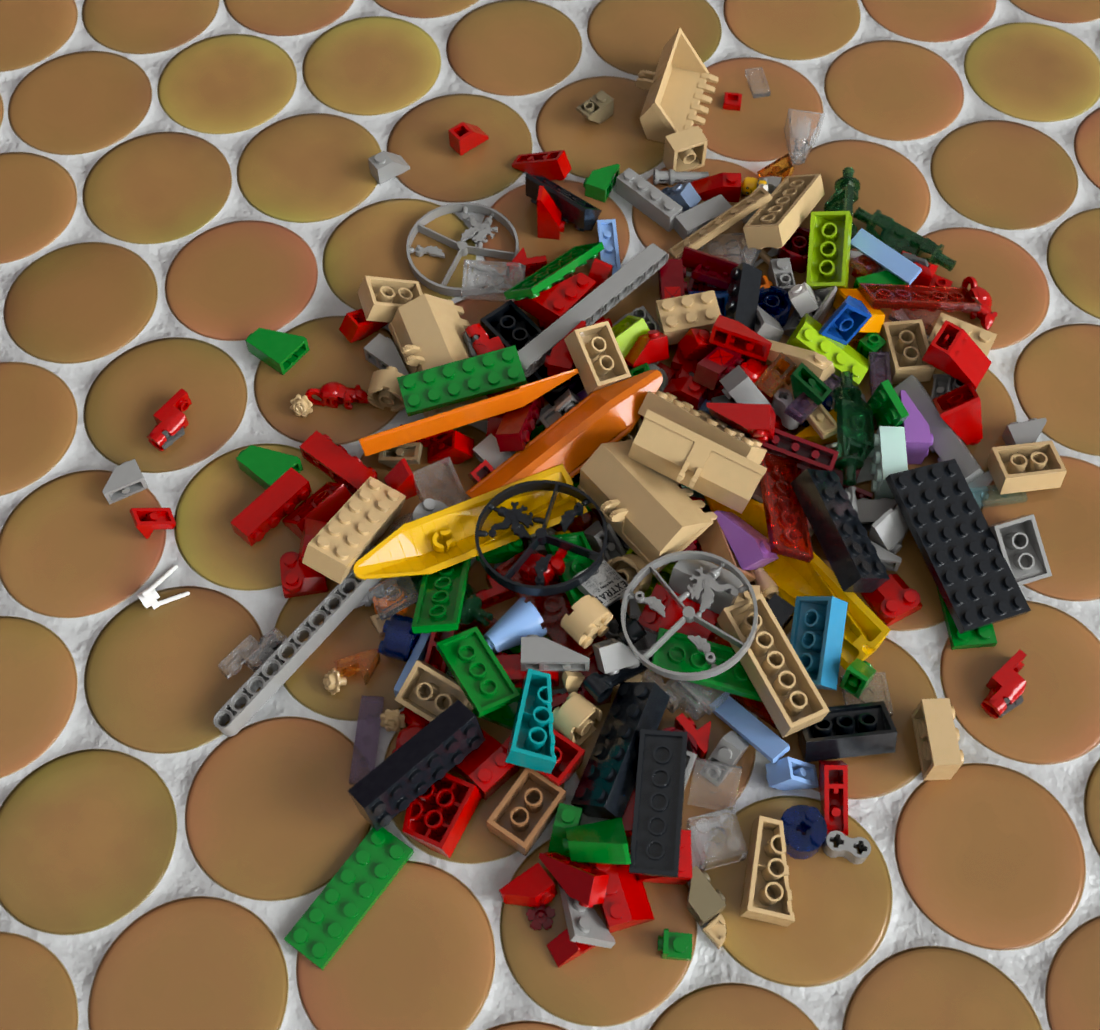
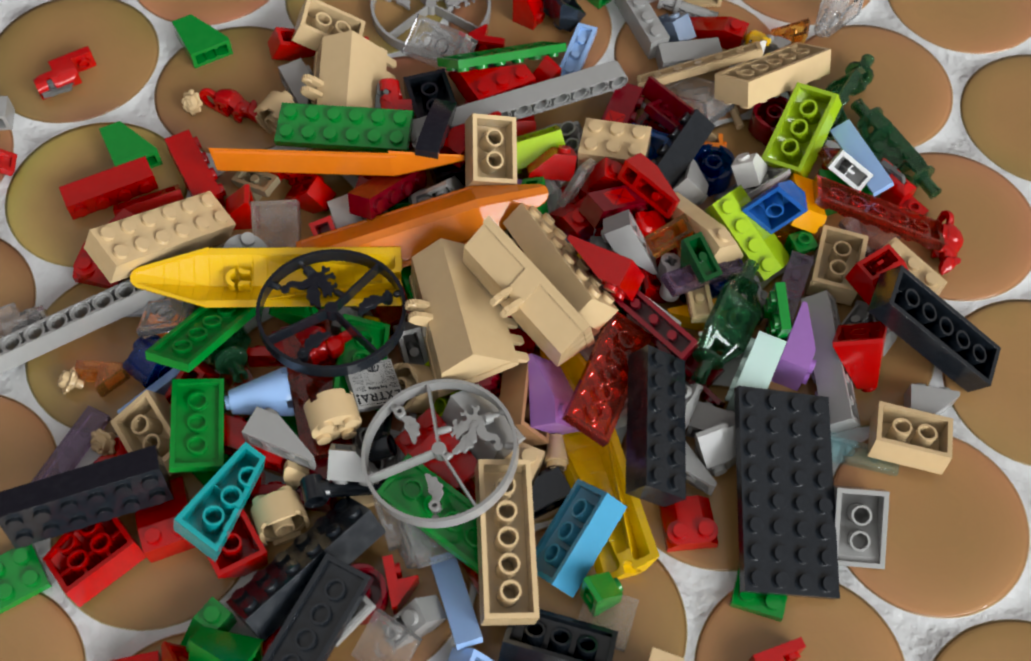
camera: 20 degrees right, 0 degrees up
(526, 810) = (176, 591): medium nougat brick -> none
(544, 353) = (436, 128): none -> black slope
(676, 358) = (576, 182): none -> clear tile
(781, 273) = (741, 137): light grey slope -> none
(884, 271) = (849, 170): none -> light grey slope
(1008, 375) = (934, 329): none -> black brick

